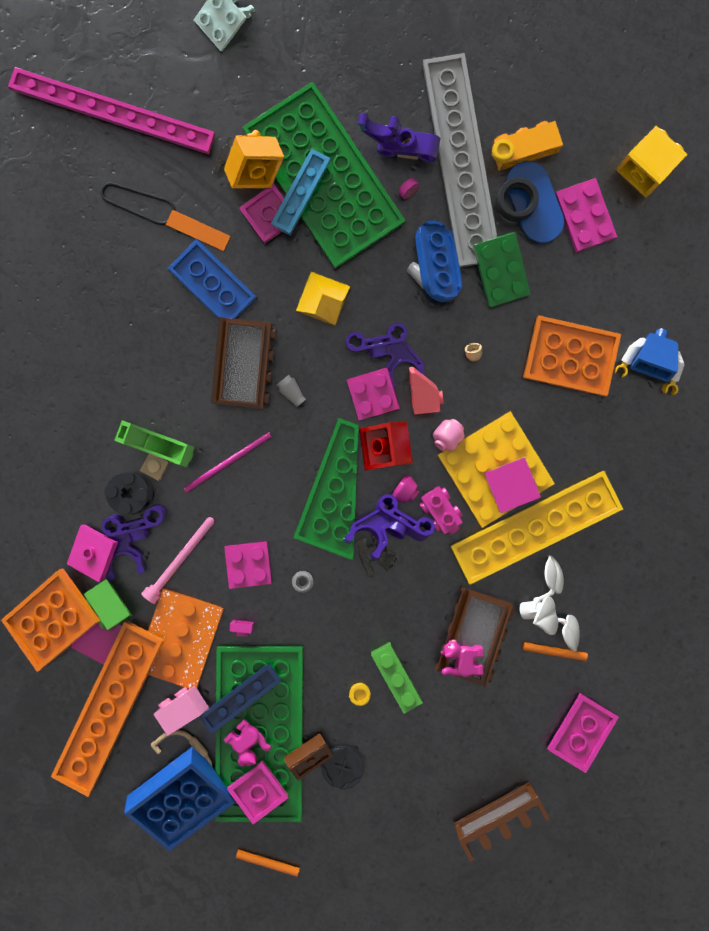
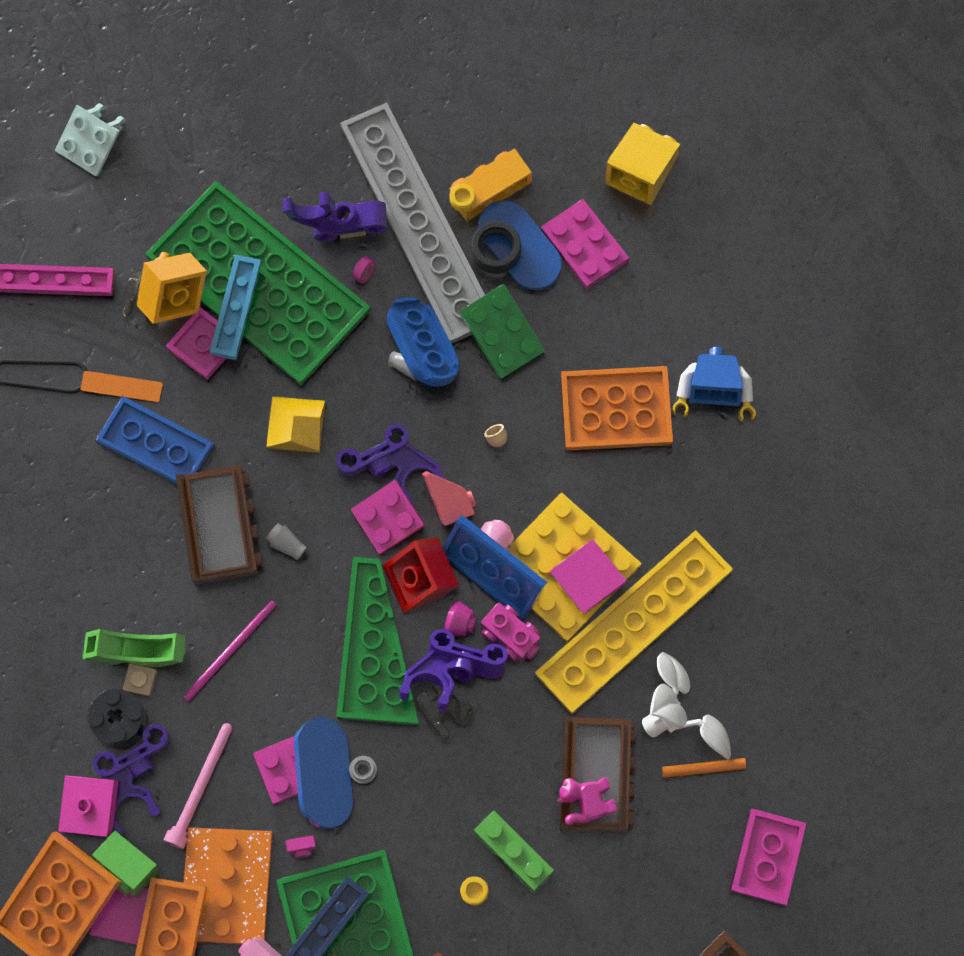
camera: 15 degrees left, 15 degrees down
(272, 578) = (323, 773): none -> blue tile
(442, 457) = (493, 567): none -> blue tile

